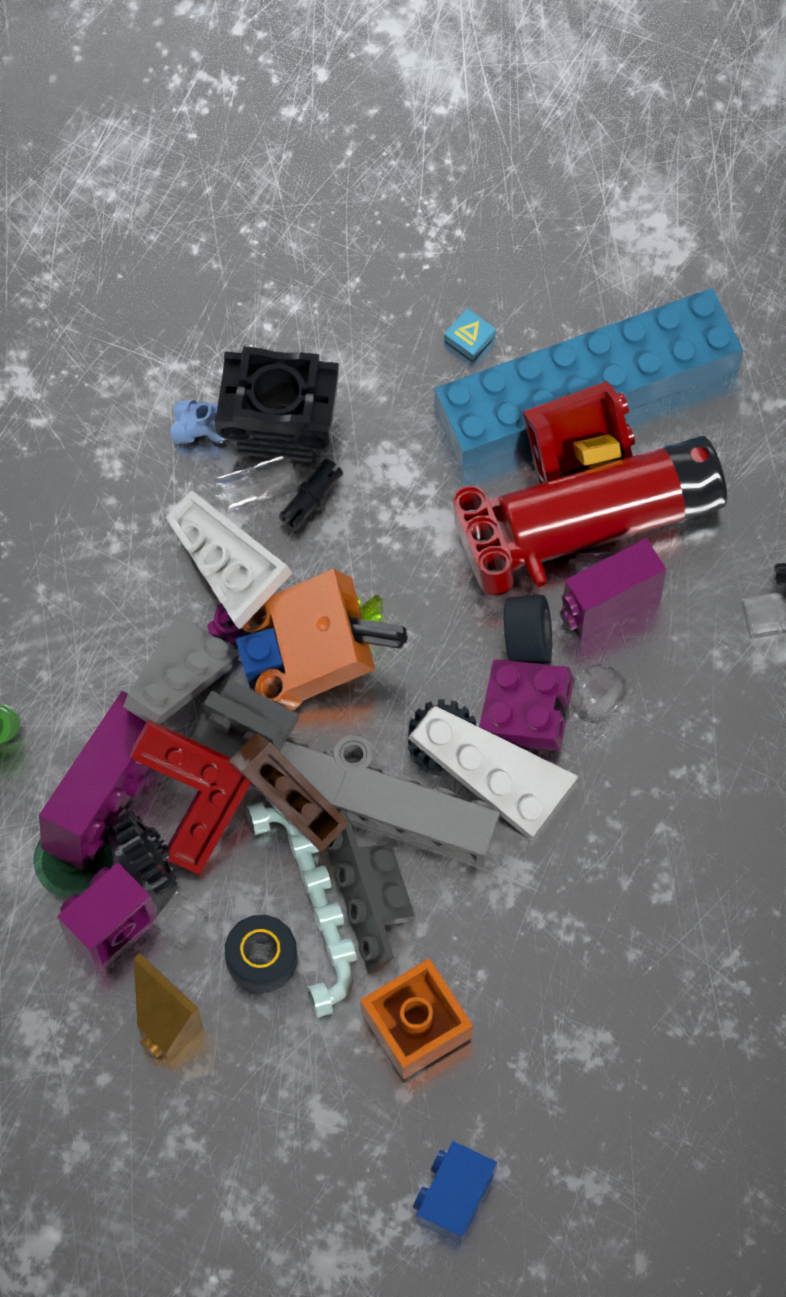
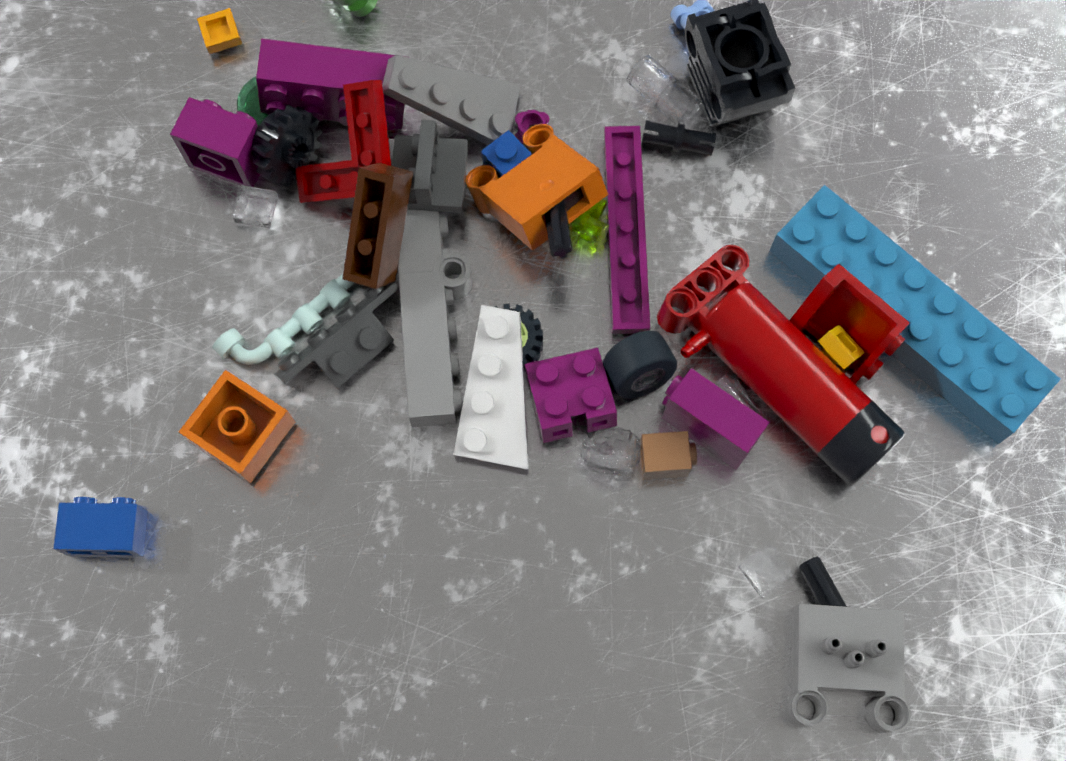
camera: 65 degrees right, 5 degrees up
(164, 1013) = (163, 221): pearl gold slope -> none
(230, 560) = (580, 95): white wing -> none
(255, 940) = (241, 267): black wheel -> none
(398, 588) = (626, 230): none -> magenta plate
(469, 334) = (899, 199): medium azure tile -> none
(624, 646) = (667, 455): none -> medium nougat brick

